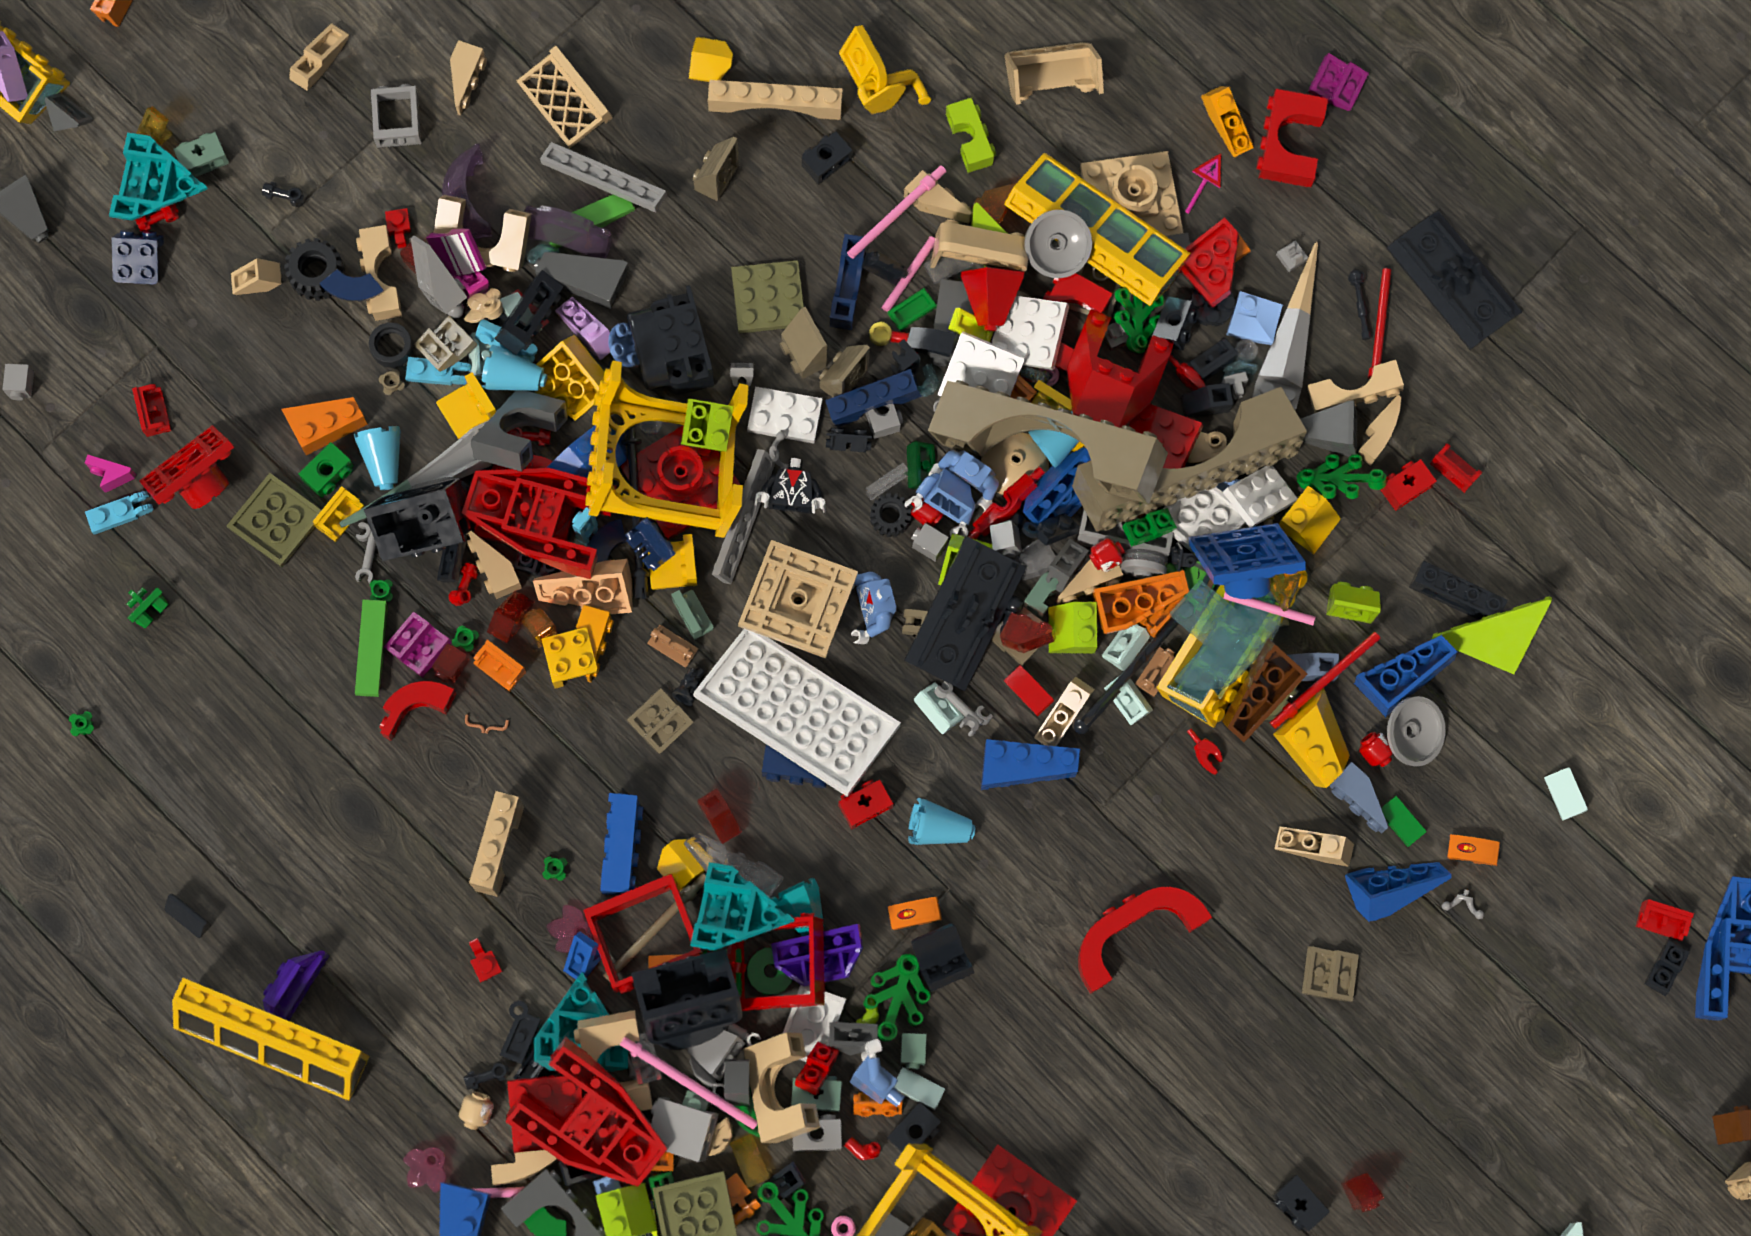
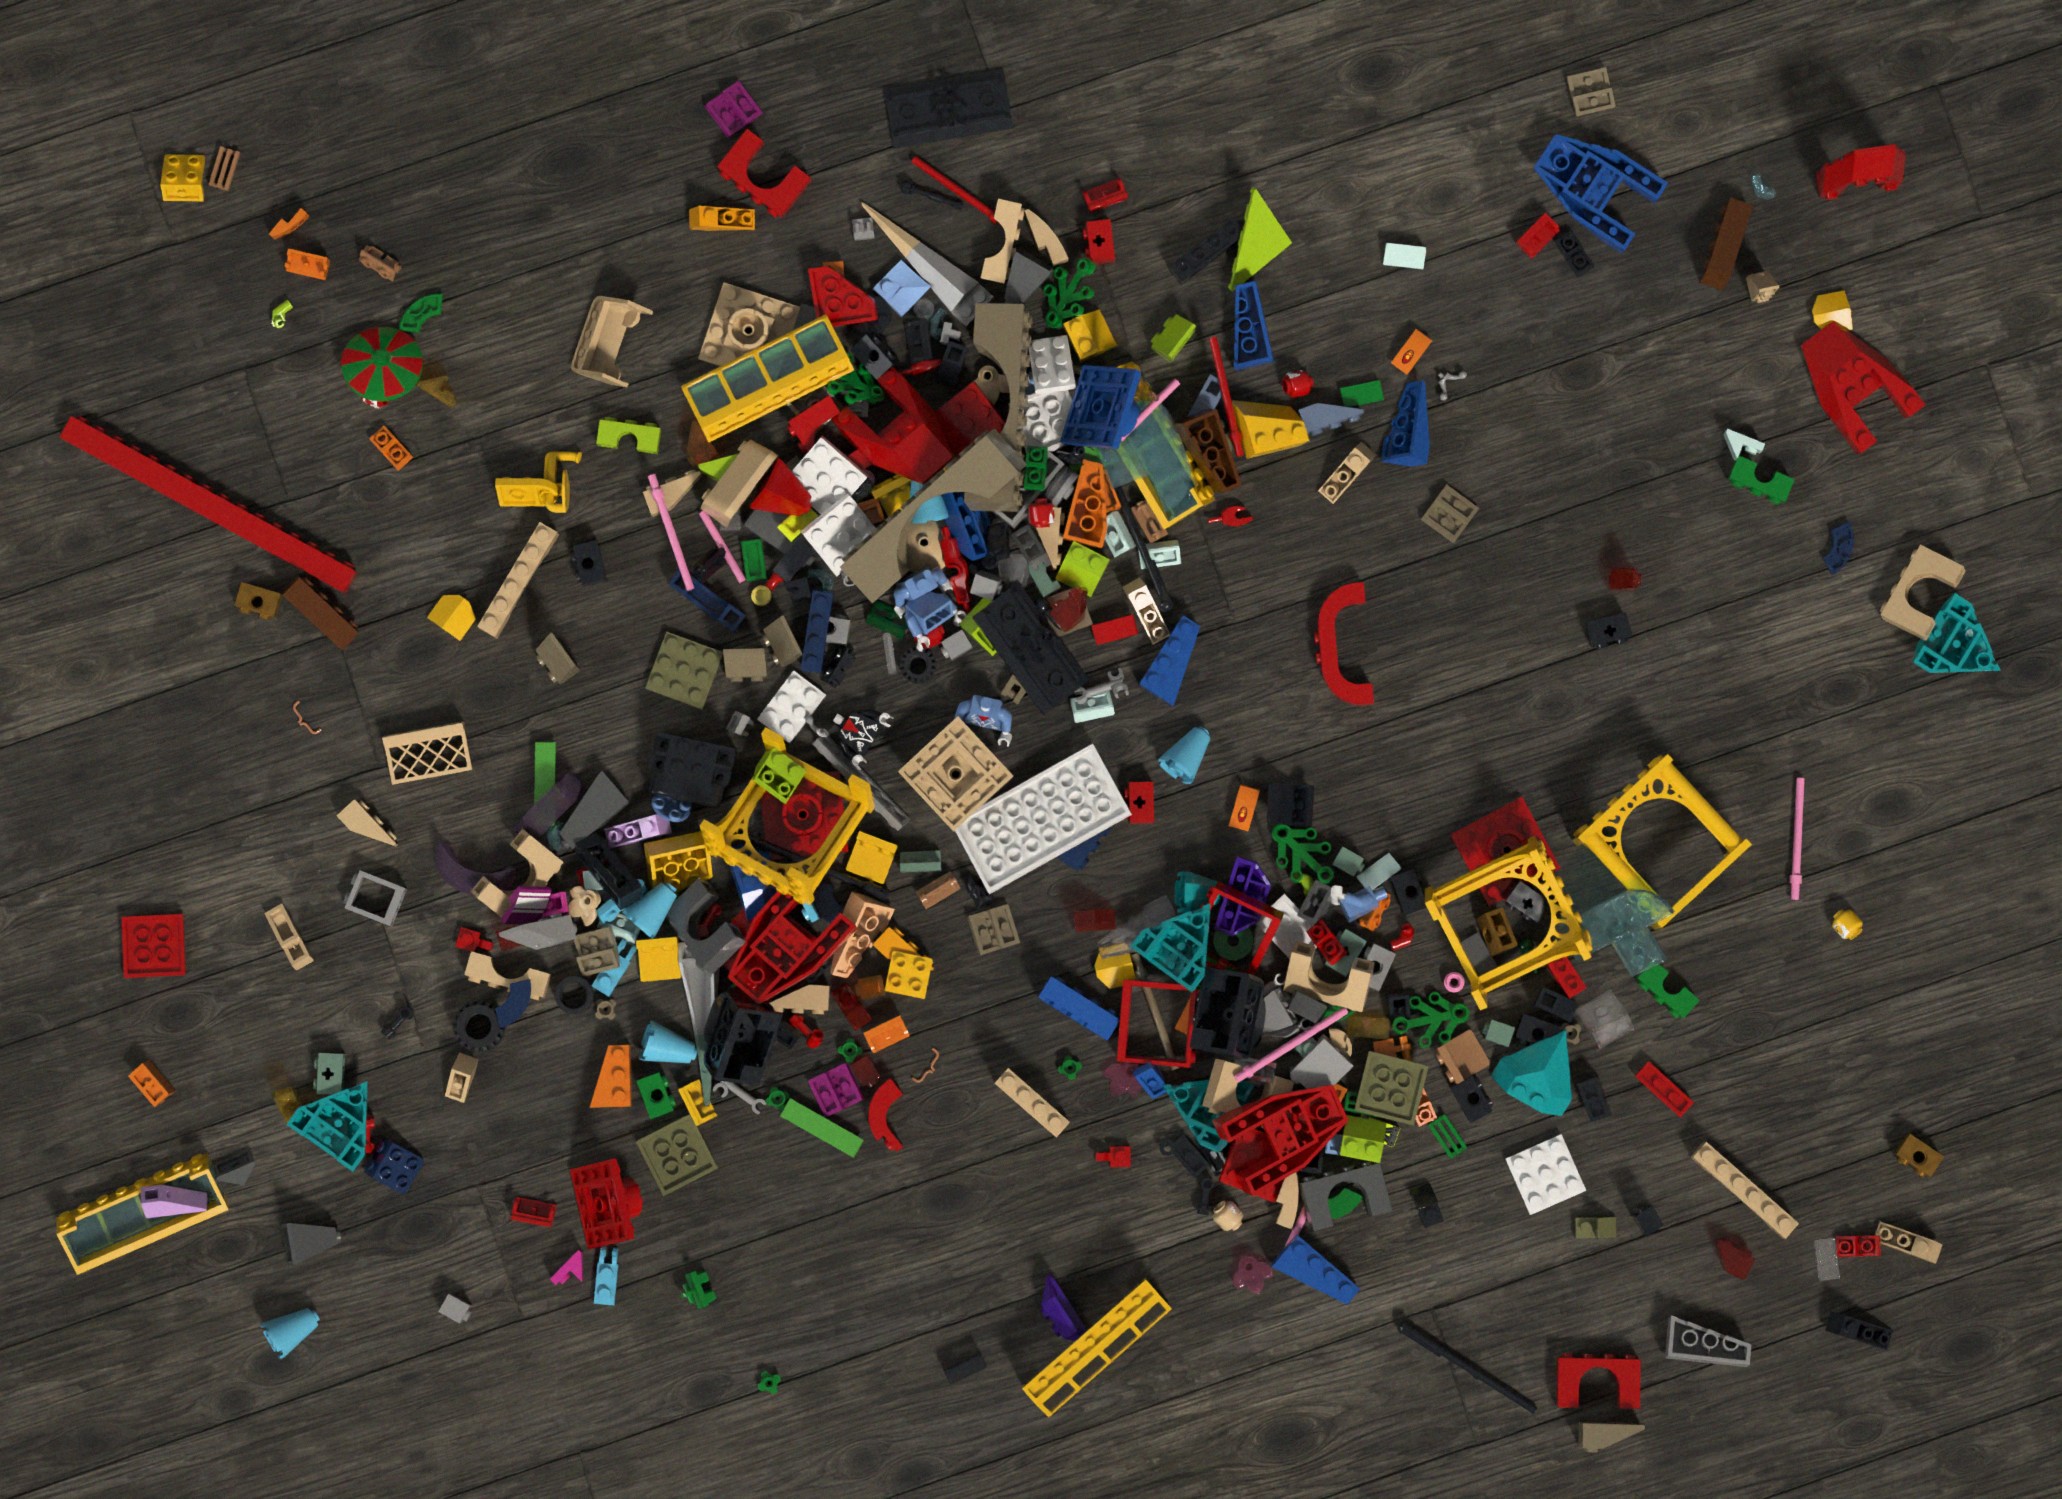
camera: 60 degrees left, 10 degrees up
(603, 177) = (517, 754): light grey plate -> none
(648, 534) = (857, 865): dark blue hinge -> none
(1073, 245) = (780, 414): light grey dish -> none
(1210, 172) = (757, 257): piece -> none
(1424, 731) = (1304, 340): light grey dish -> none

